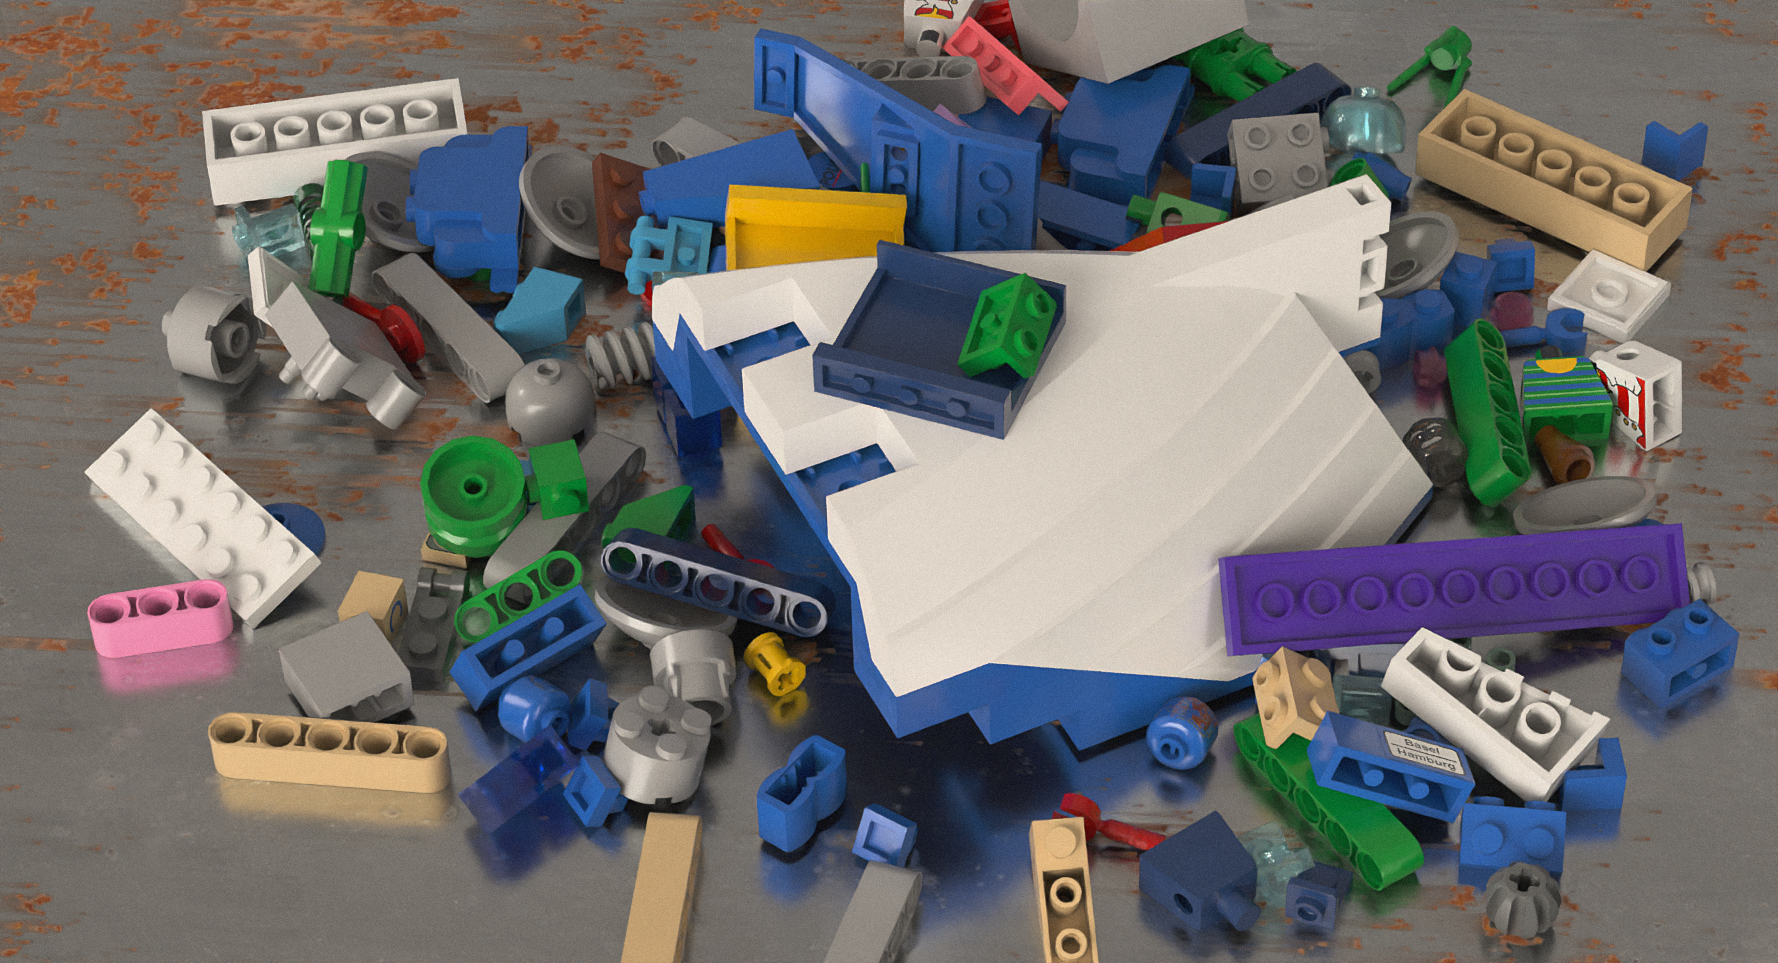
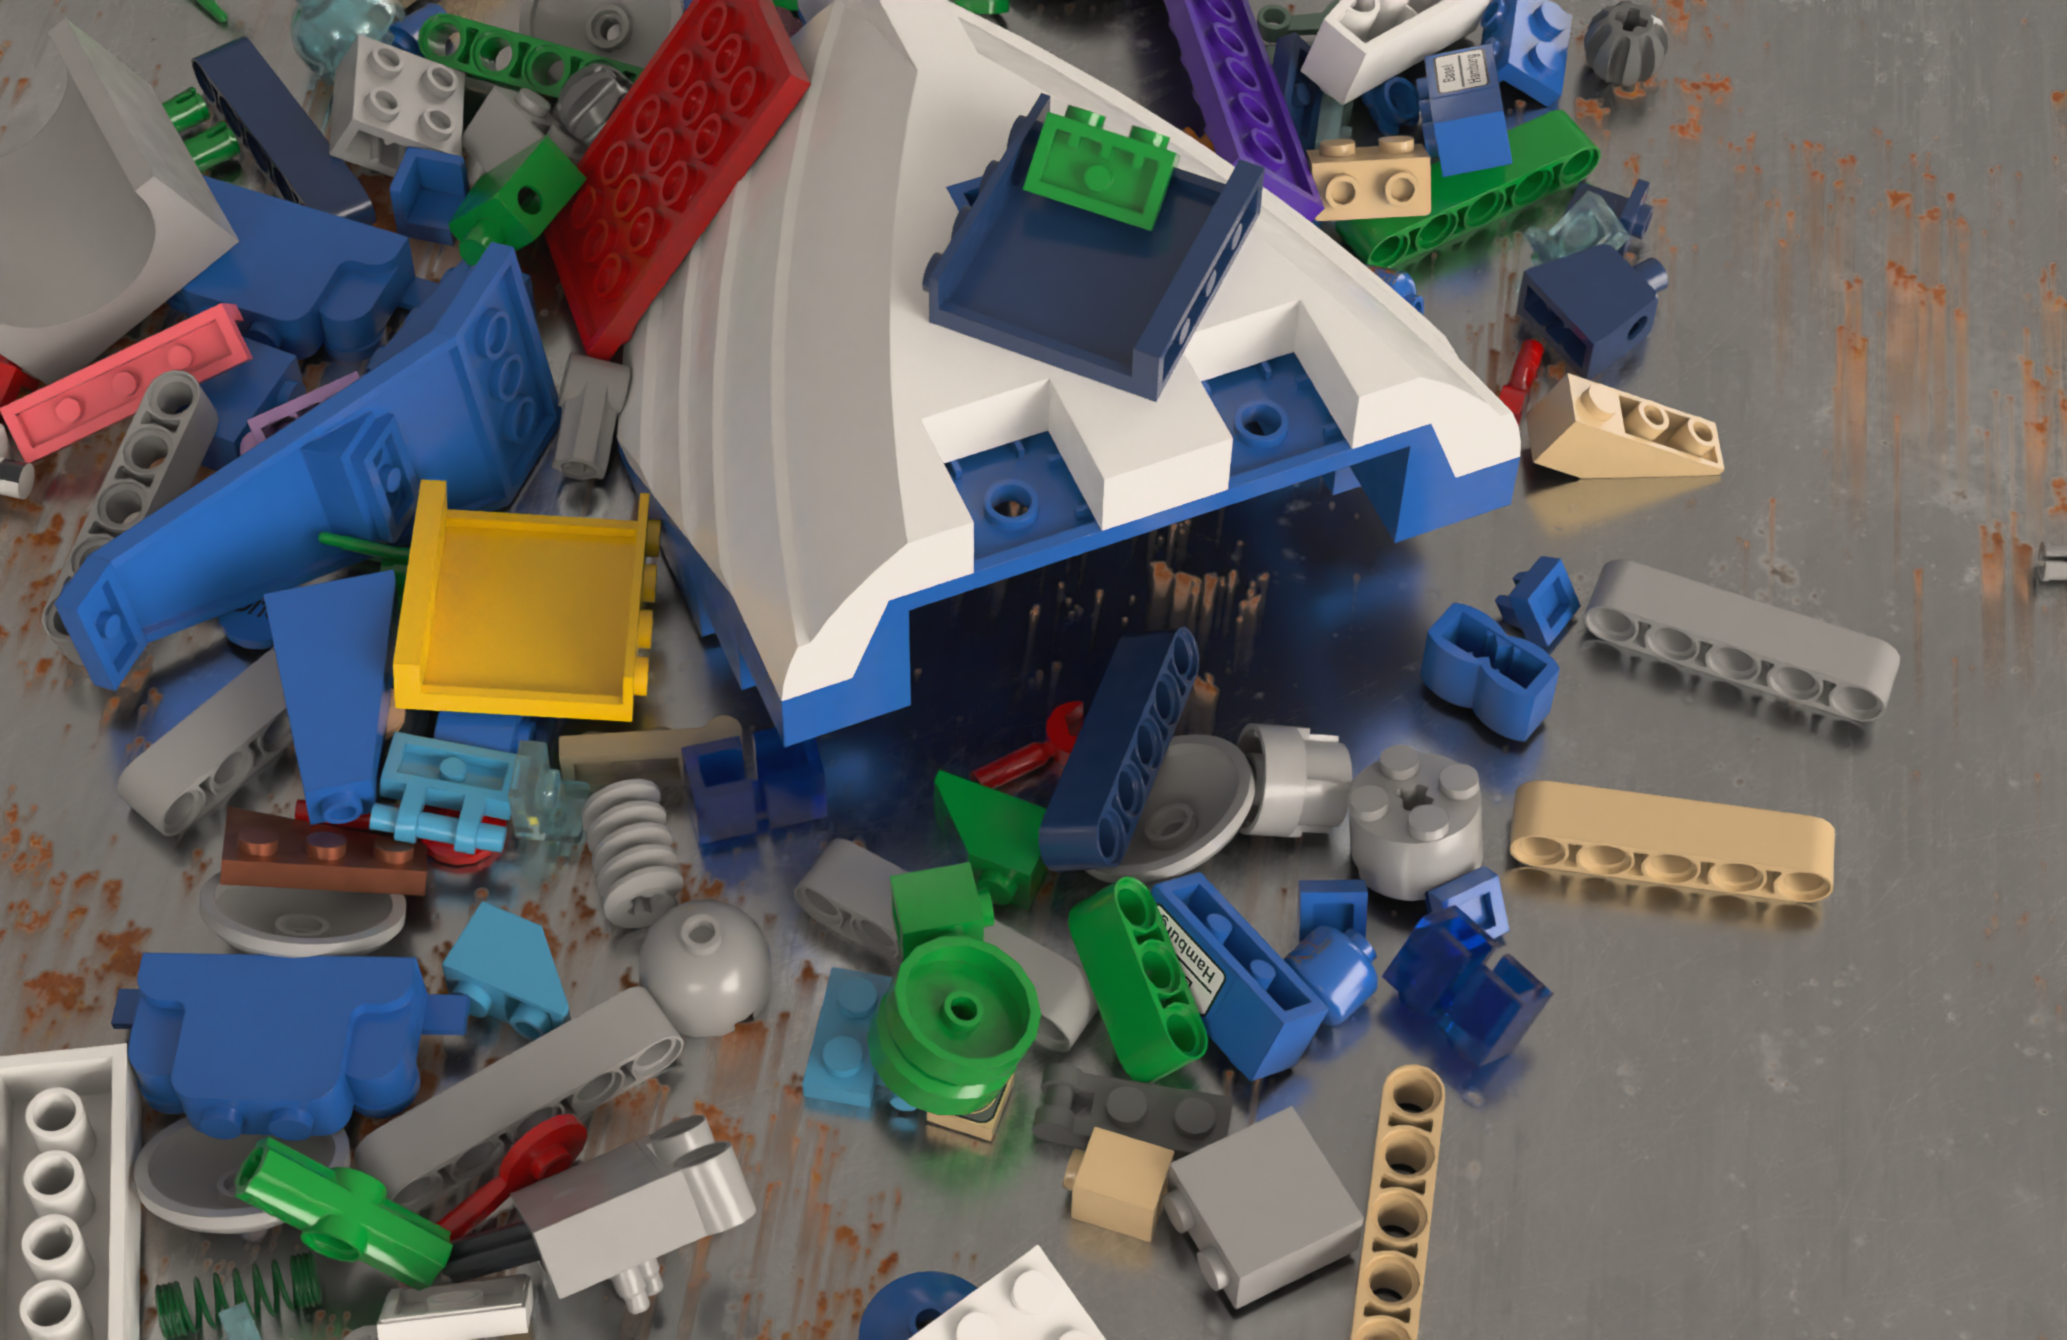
camera: 90 degrees left, 10 degrees up
(774, 664) = (1248, 702): yellow bush -> none

